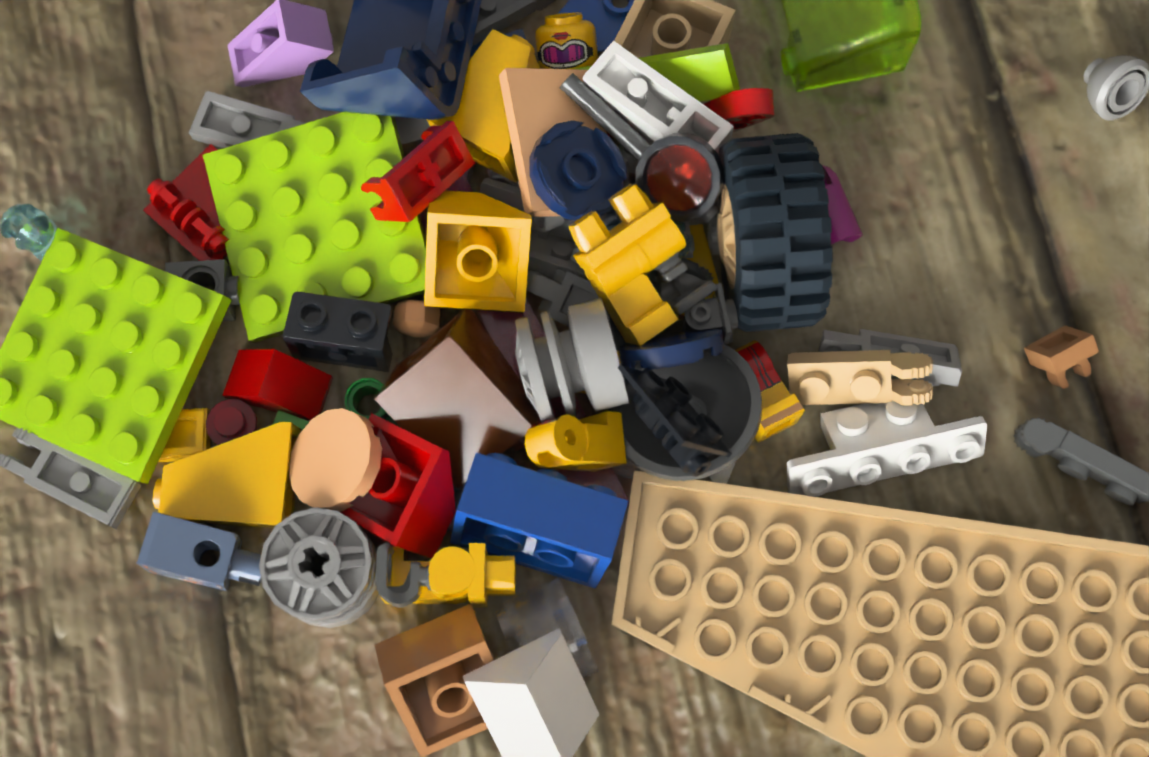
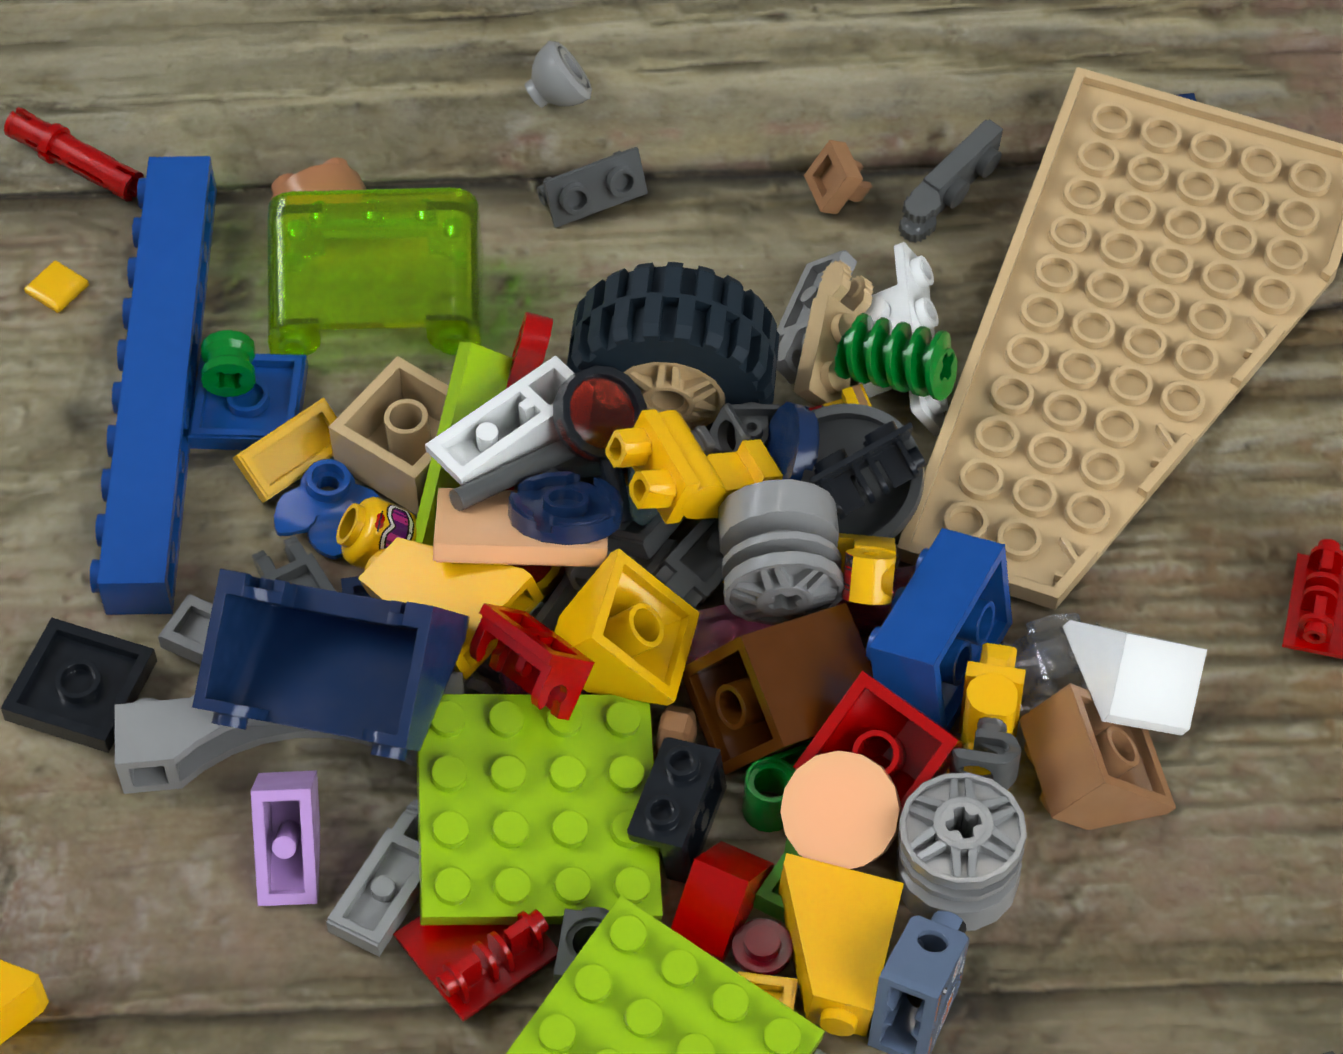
camera: 80 degrees left, 20 degrees down
(826, 435) = (897, 357): none -> green piece
(990, 137) = (593, 187): none -> dark grey hinge

